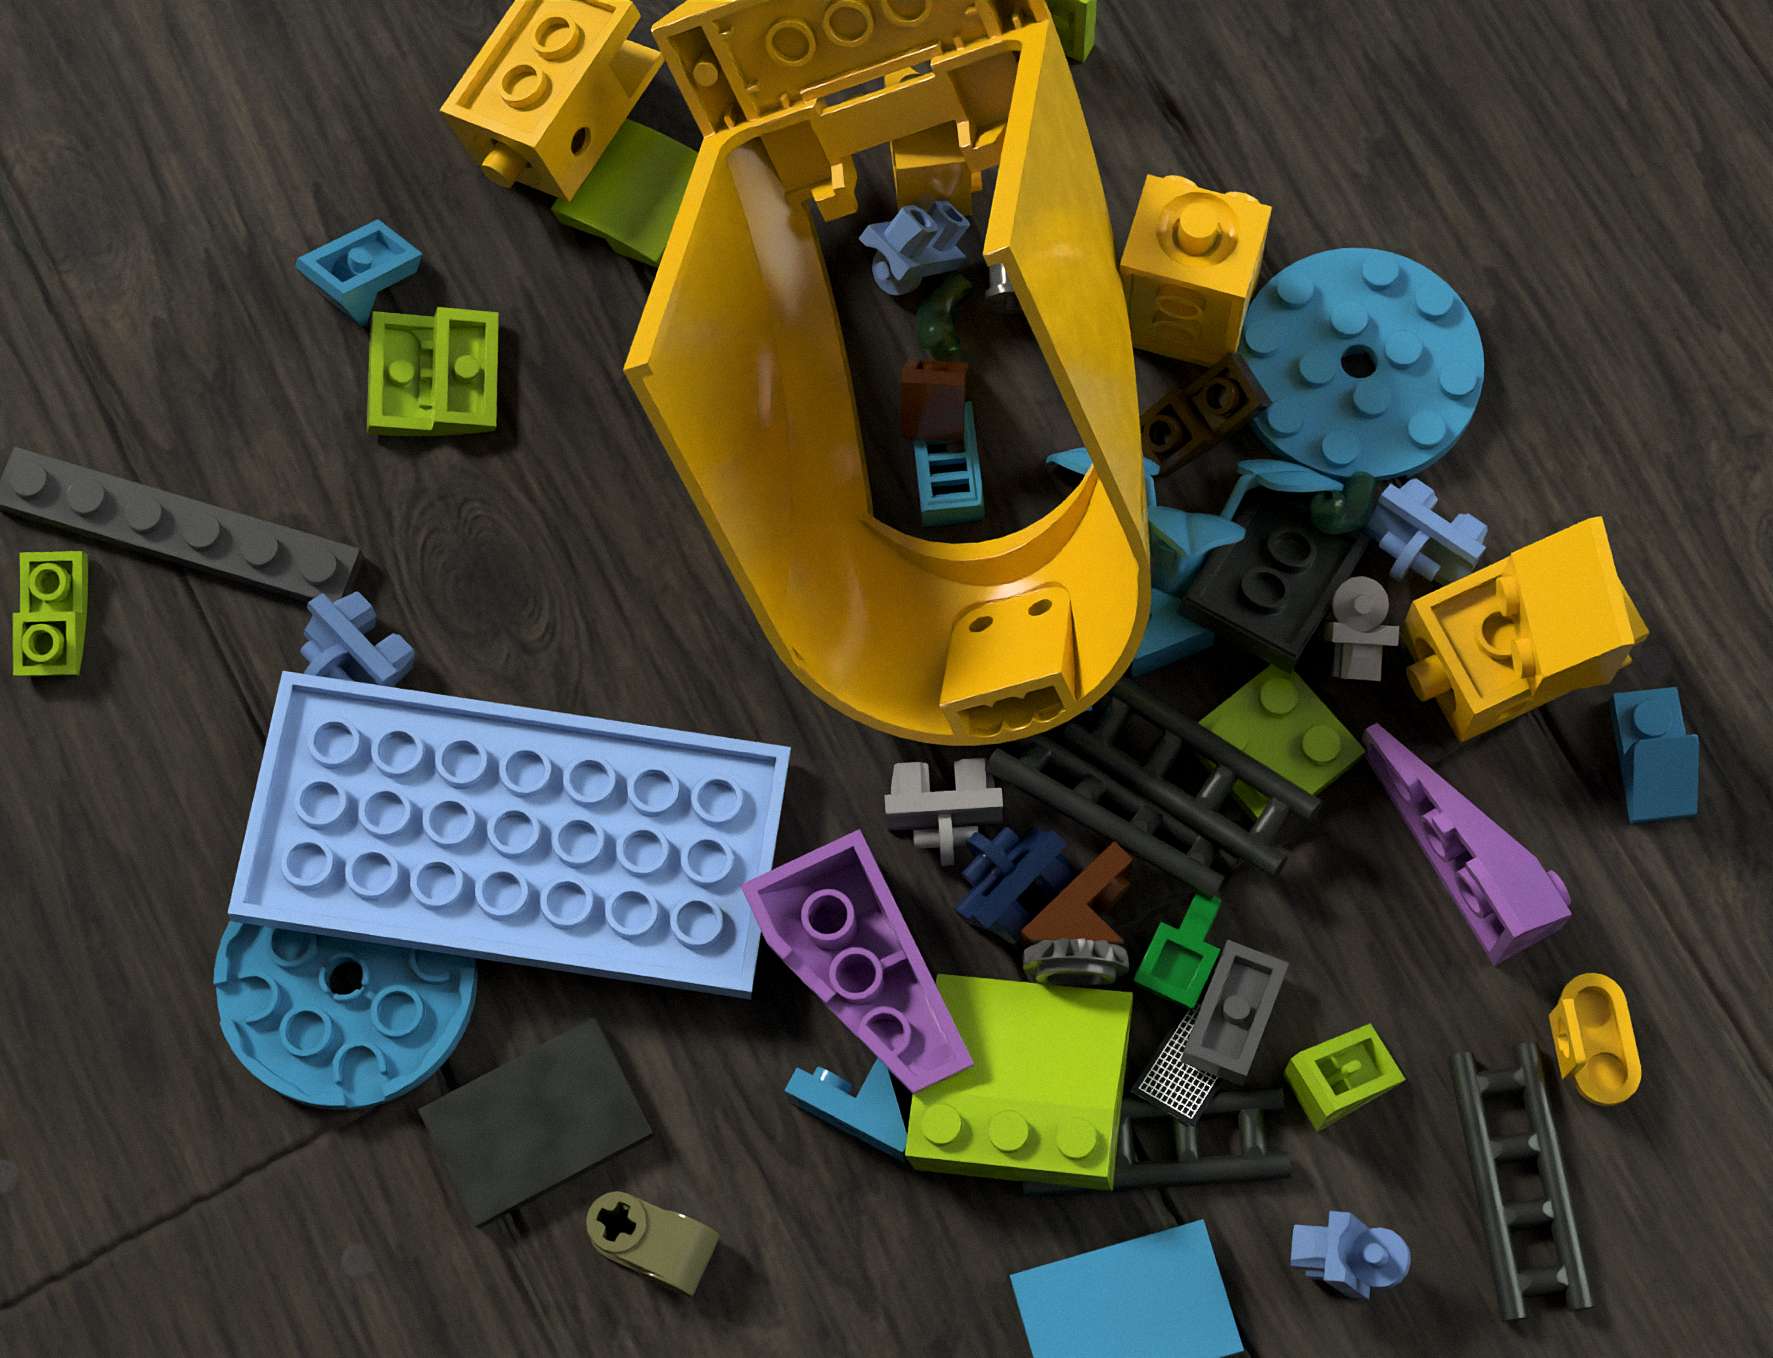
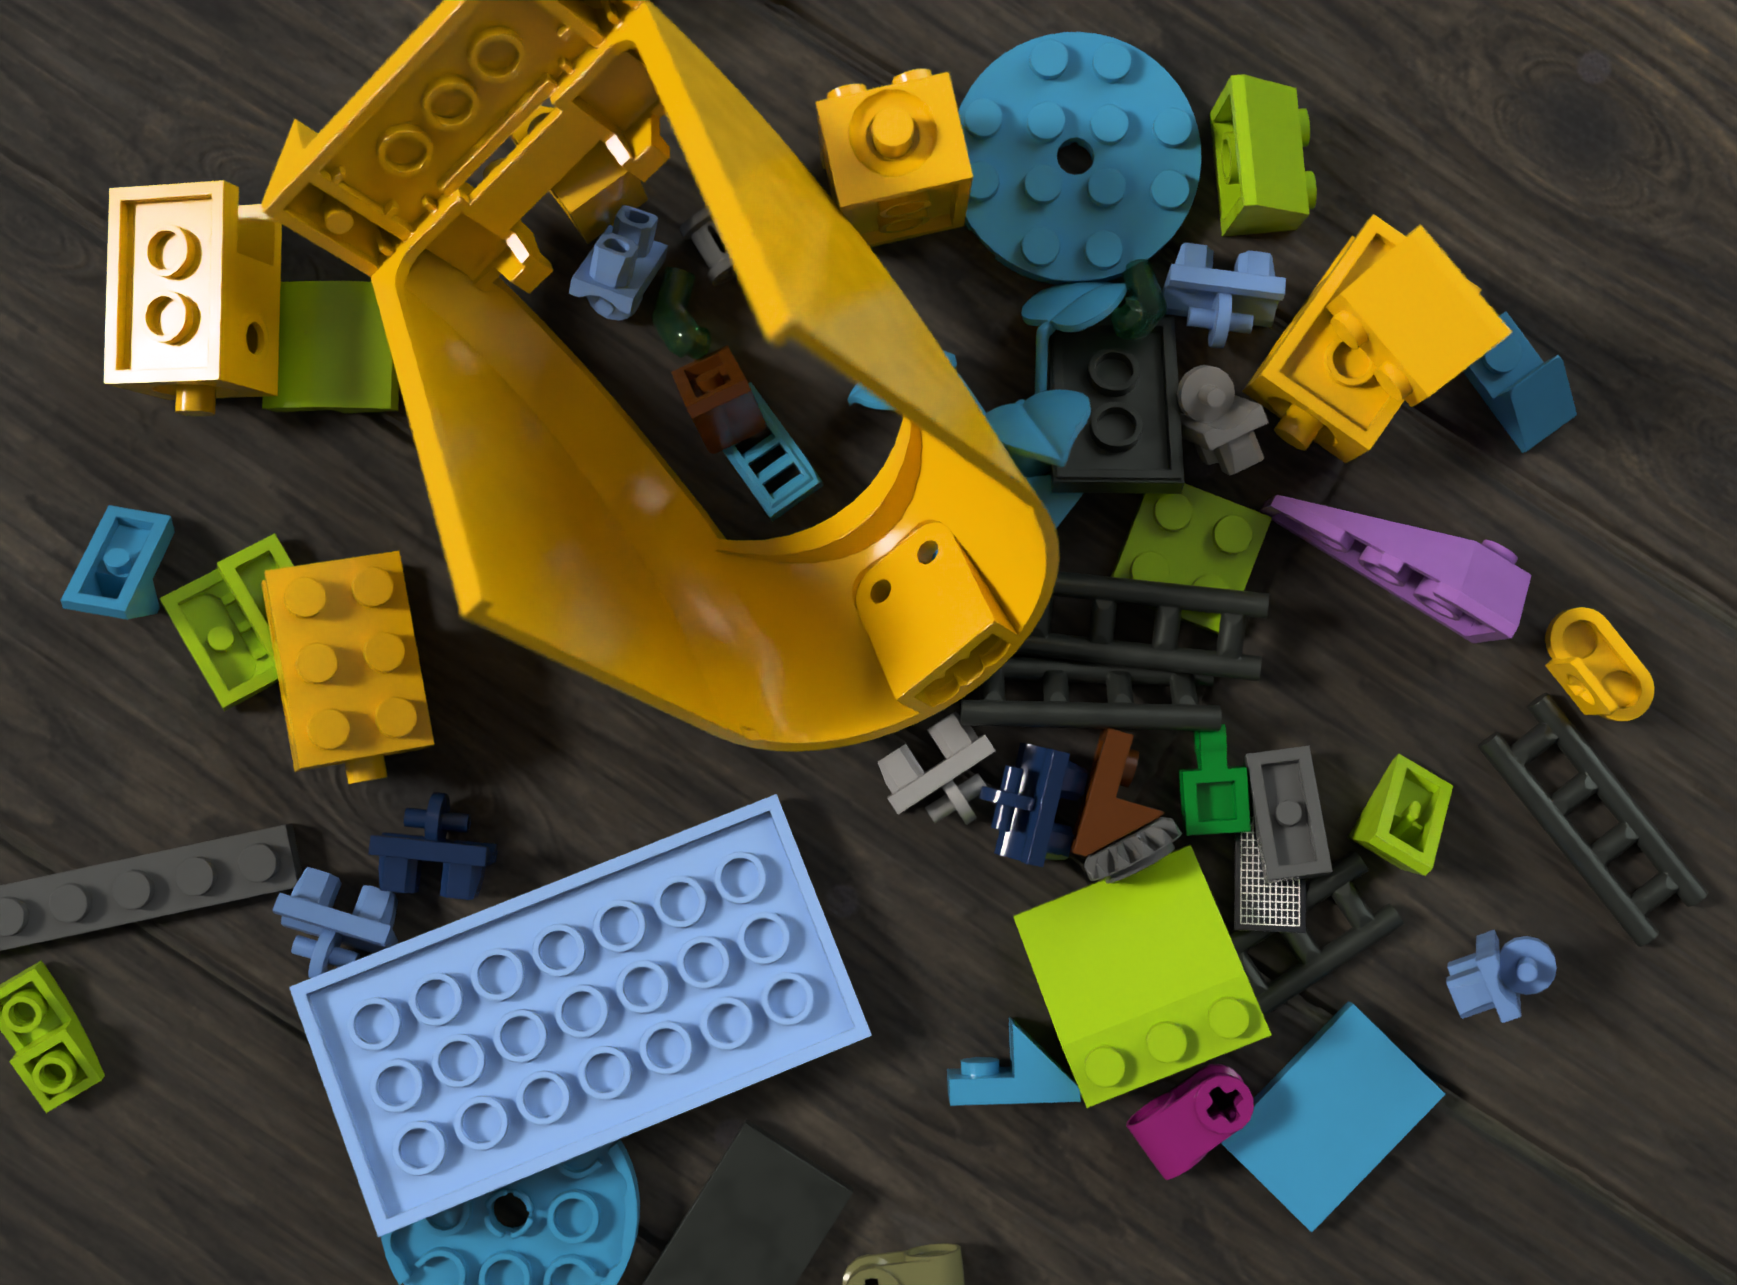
camera: 35 degrees left, 15 degrees up
(489, 655) = (403, 853): none -> dark blue hips
(494, 437) = (347, 663): none -> yellow torso
(852, 948) = (937, 951): medium lavender wedge -> none
(980, 1239) = (1186, 1124): none -> magenta piece
(1202, 415) = (966, 281): dark brown slope -> none
(1521, 440) = (1260, 157): none -> lime slope

